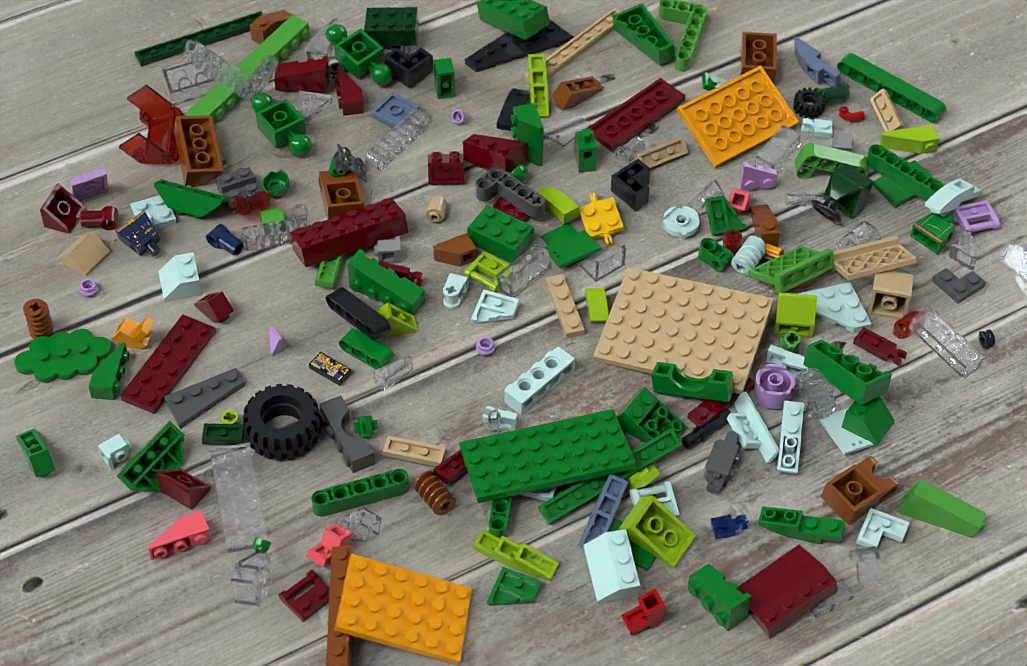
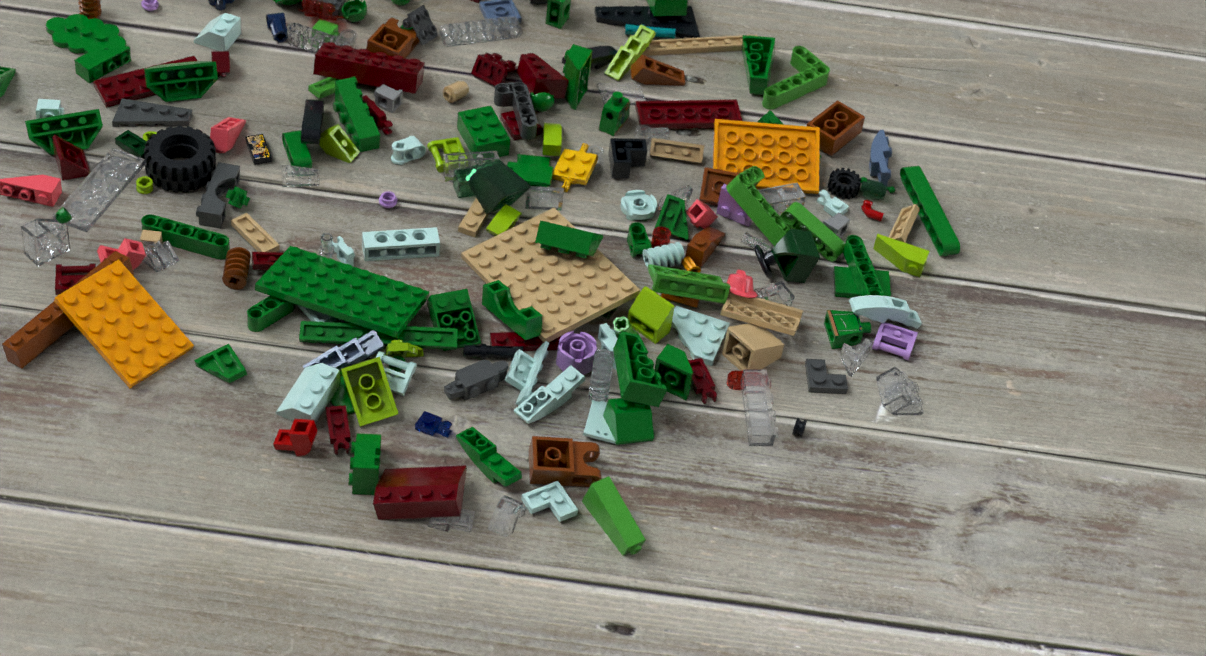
camera: 30 degrees right, 5 degrees down
(133, 333) = (145, 47): light orange brick -> none
(205, 343) = (181, 80): none -> green wedge
(270, 461) = (144, 180): none -> lime bush
(276, 342) = (238, 108): lavender slope -> none
(291, 369) = (226, 133): none -> coral slope
(335, 512) = (150, 237): none -> tan slope
(455, 251) = (436, 125): dark orange slope -> none
(457, 117) = (545, 41): lavender hinge -> none
(494, 307) = (423, 178): light aqua wing -> none
(515, 556) = (249, 344): lime slope -> none
(522, 59) = (660, 32): none -> teal pin
(532, 290) = (461, 185): none -> clear green panel
(569, 276) = (495, 185): none -> clear green slope
(663, 580) = (338, 427): none -> dark red plate
(678, 289) = (567, 239): none -> green slope
(725, 165) = (712, 182): none -> dark orange plate
(781, 166) = (755, 205): none -> bright green beam
(831, 240) = (741, 284): none -> coral piece
(866, 348) = (674, 371): none -> green slope

